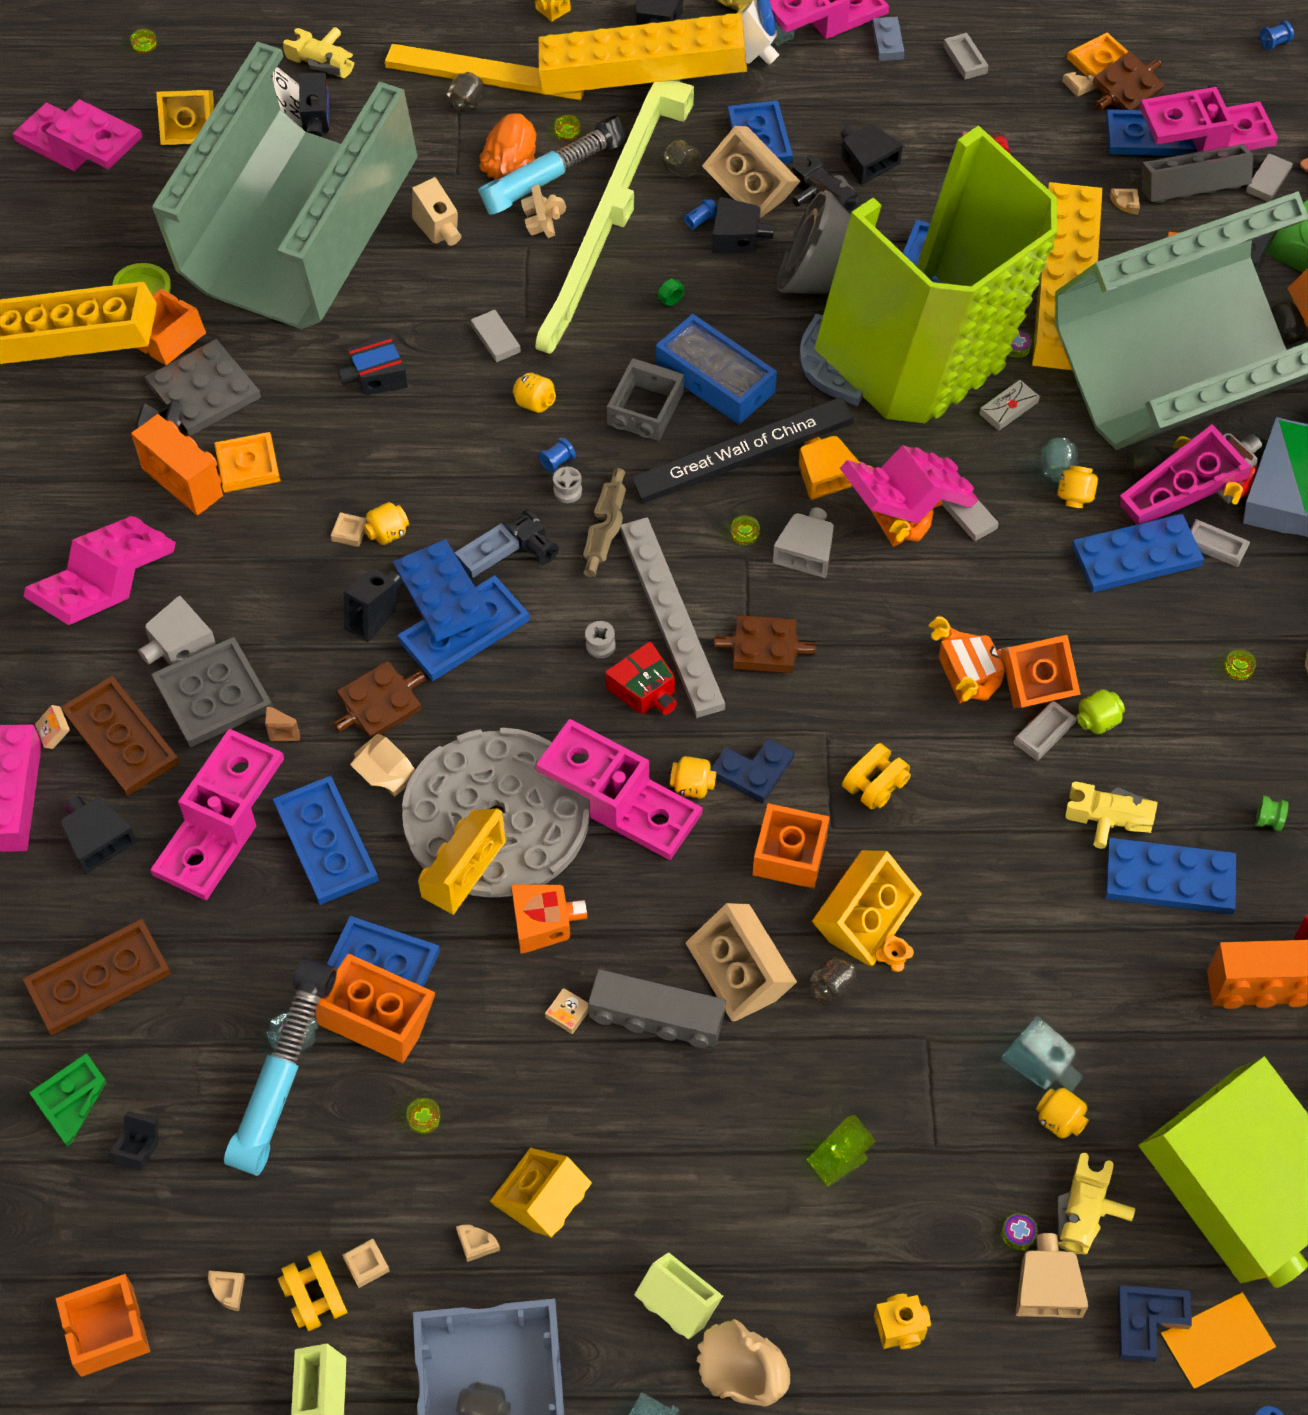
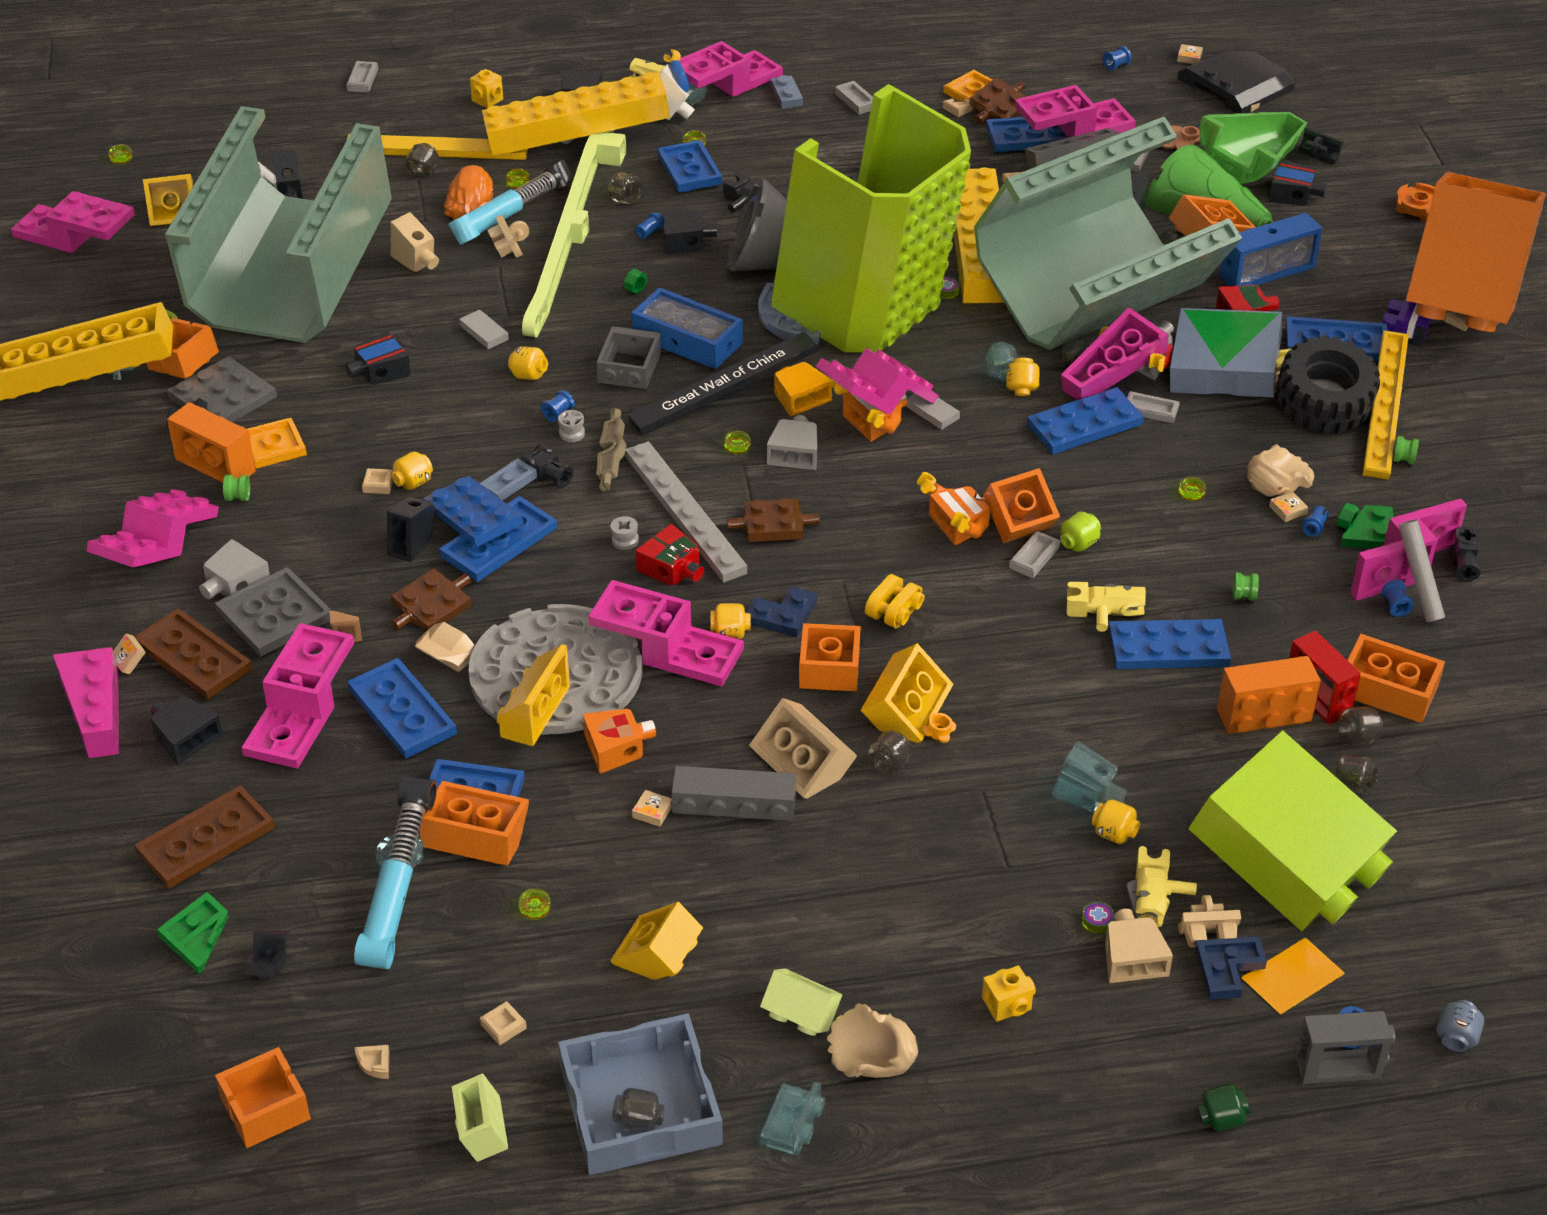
camera: 10 degrees left, 15 degrees down
(197, 521) = (236, 487): none -> bright green wheel
(293, 1284) = (452, 1061): yellow brick -> none
(319, 54) = (271, 143): light yellow piece -> none
(476, 1242) = (604, 993): tan tile -> none
(750, 170) = (688, 187): tan slope -> none
(773, 92) = (694, 136): none -> clear neon green tile
(842, 1151) = (924, 876): clear neon green slope -> none
(869, 152) = (778, 167): black torso -> none
(1009, 405) = (949, 330): light grey tile -> none
(1122, 1264) = (1209, 919): none -> tan hips

